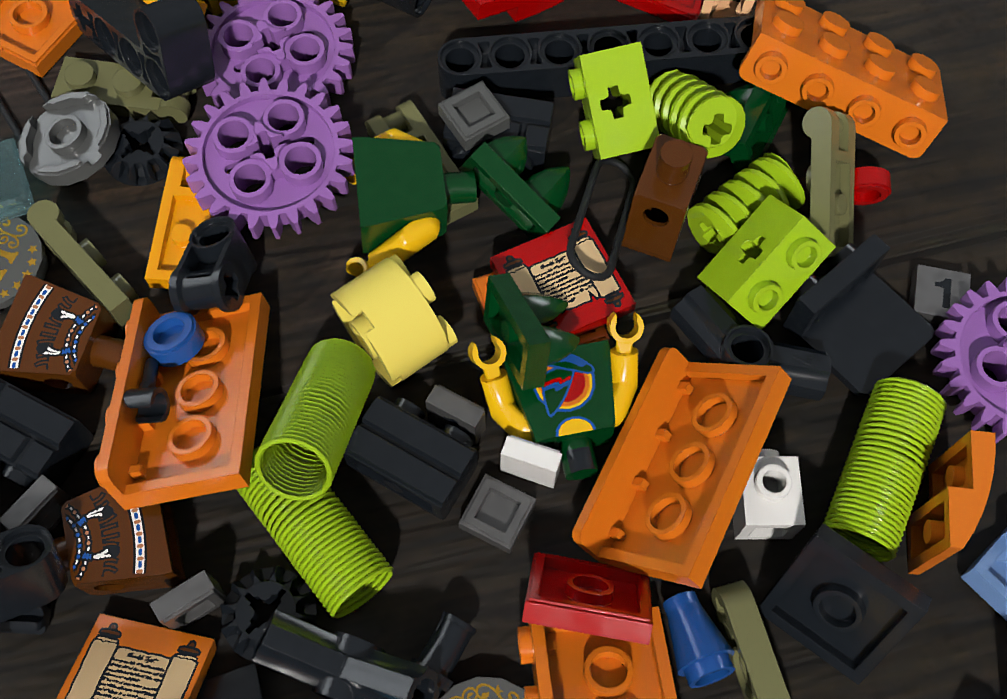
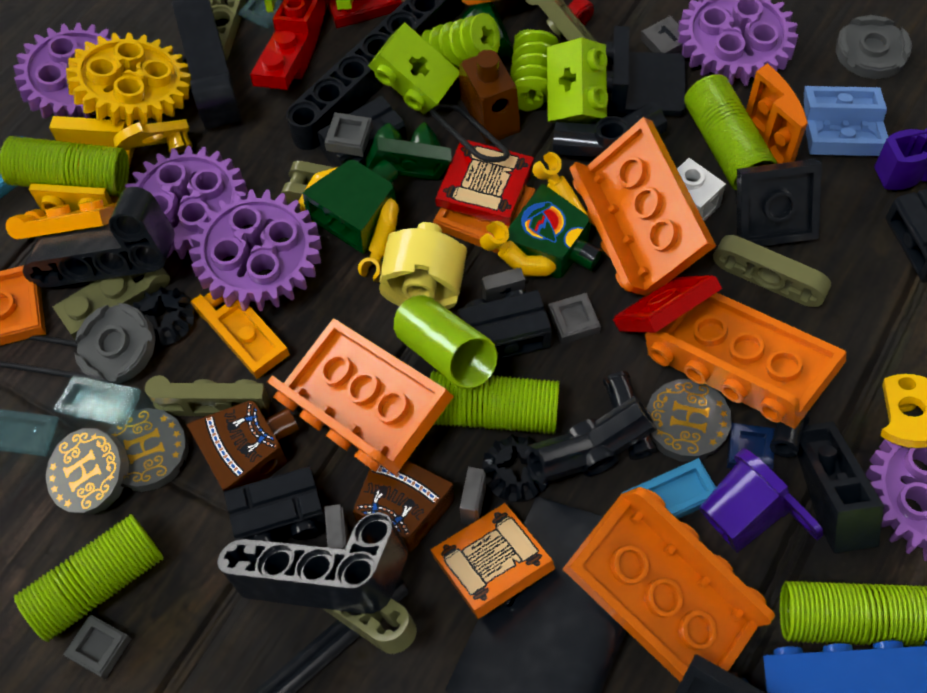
camera: 40 degrees left, 5 degrees down
(151, 401) = (346, 413): black hand -> none
(174, 339) = (315, 379): blue tile -> none
(212, 269) = (293, 326): black piece -> none
(518, 322) = (495, 204): dark green tile -> none
(530, 461) = (565, 276): white tile -> none
(697, 643) = (736, 283): blue cone -> none

